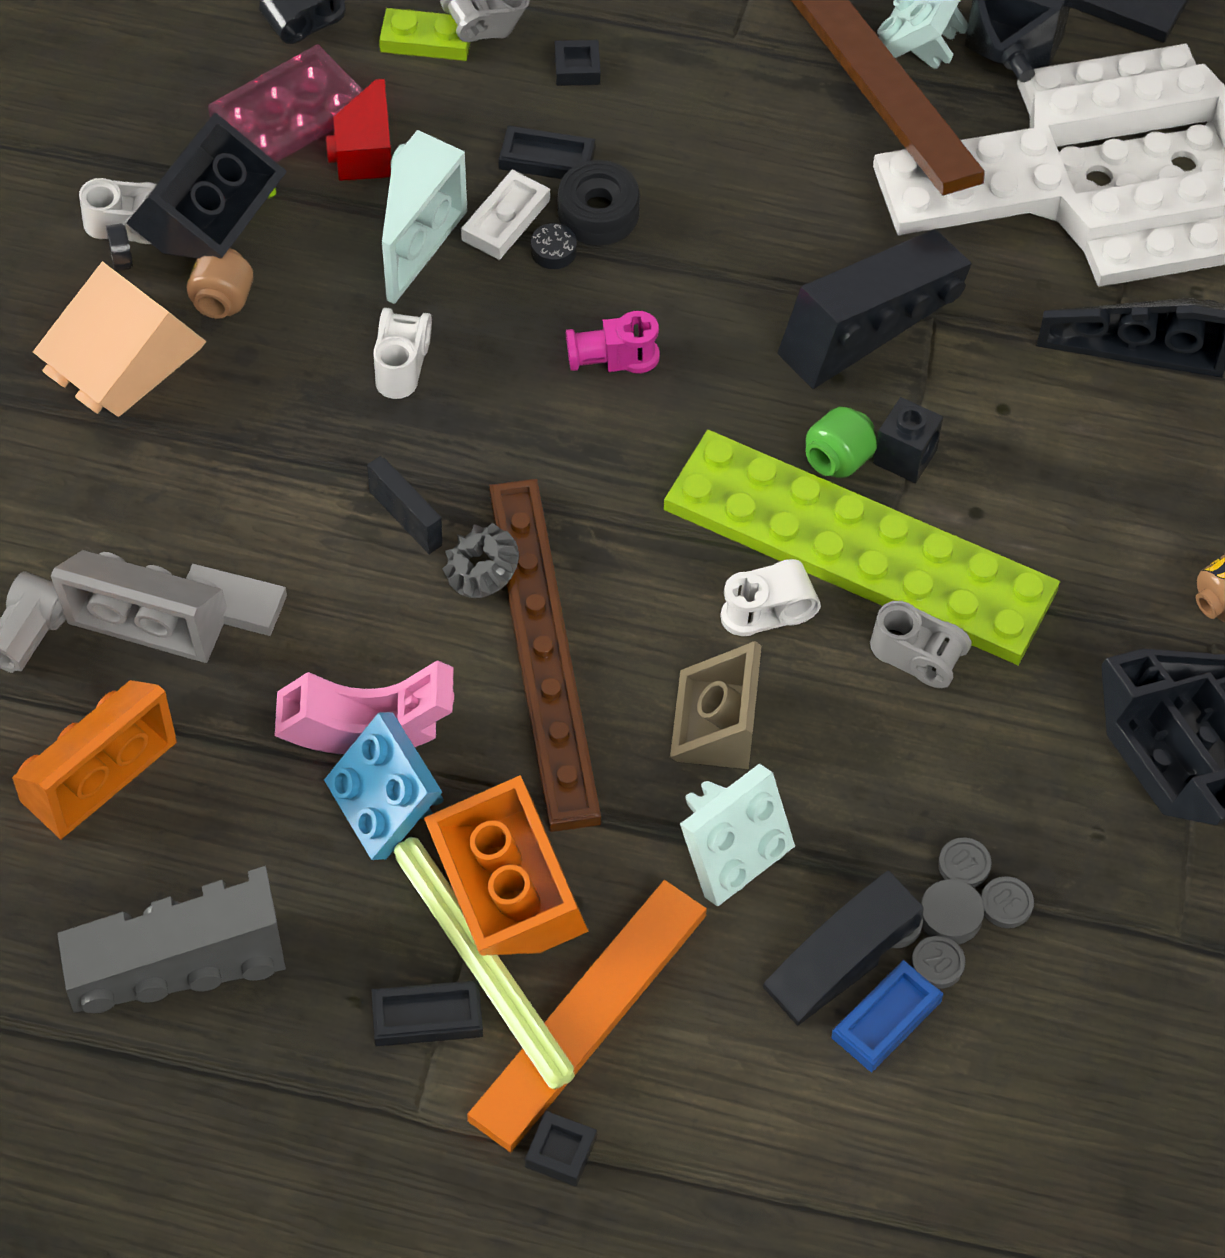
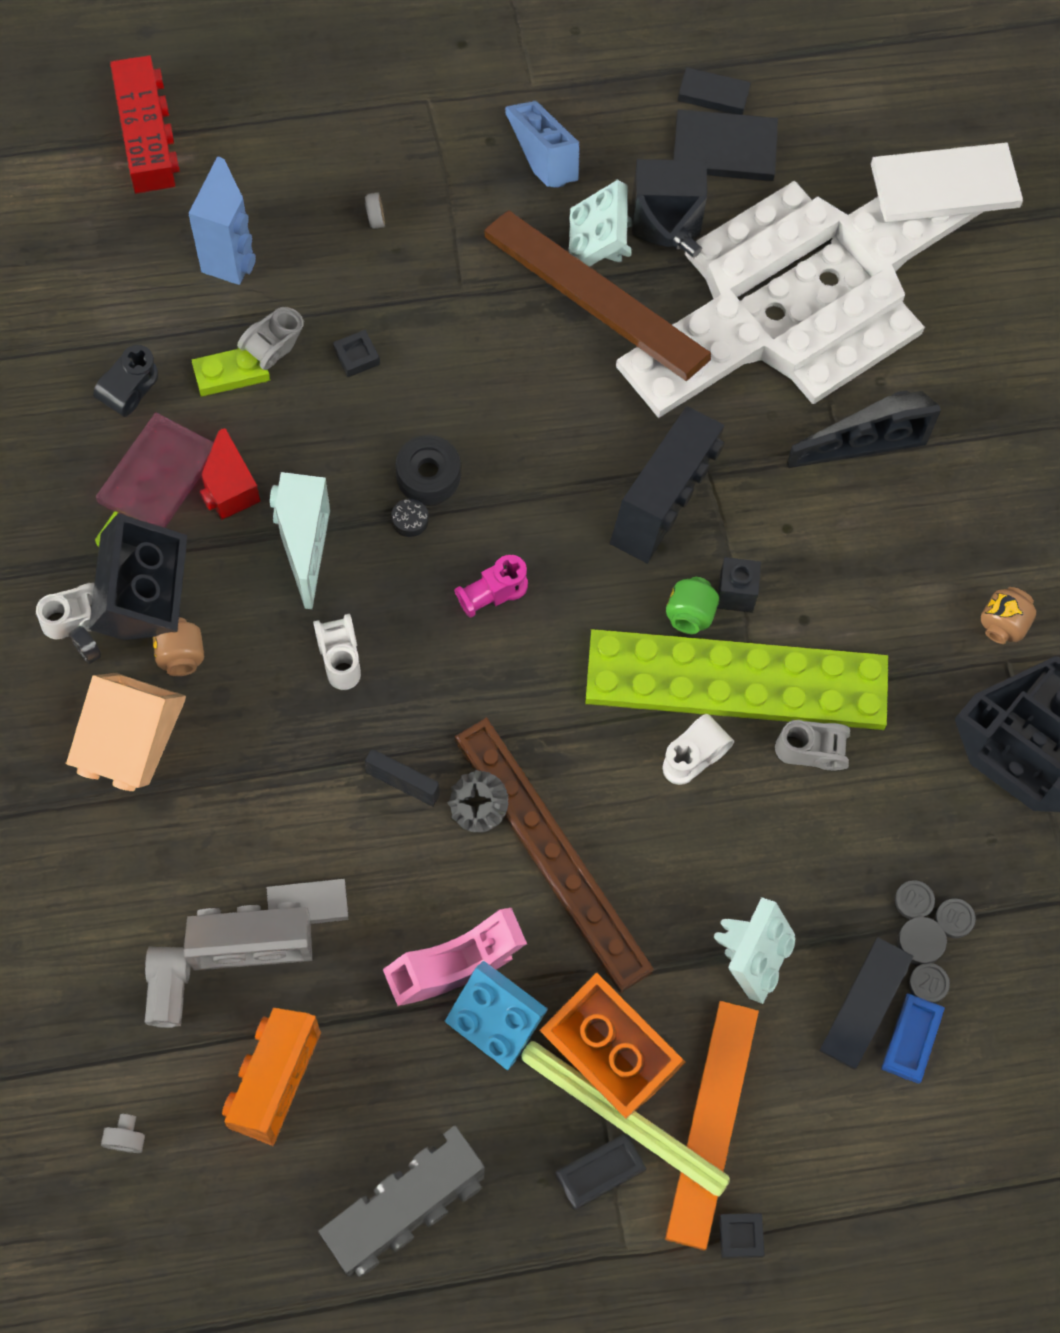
camera: 25 degrees left, 10 degrees up
(505, 214) = (364, 505): white plate -> none
(543, 152) = (368, 440): black tile -> none
(717, 709) = (699, 852): dark tan slope -> none

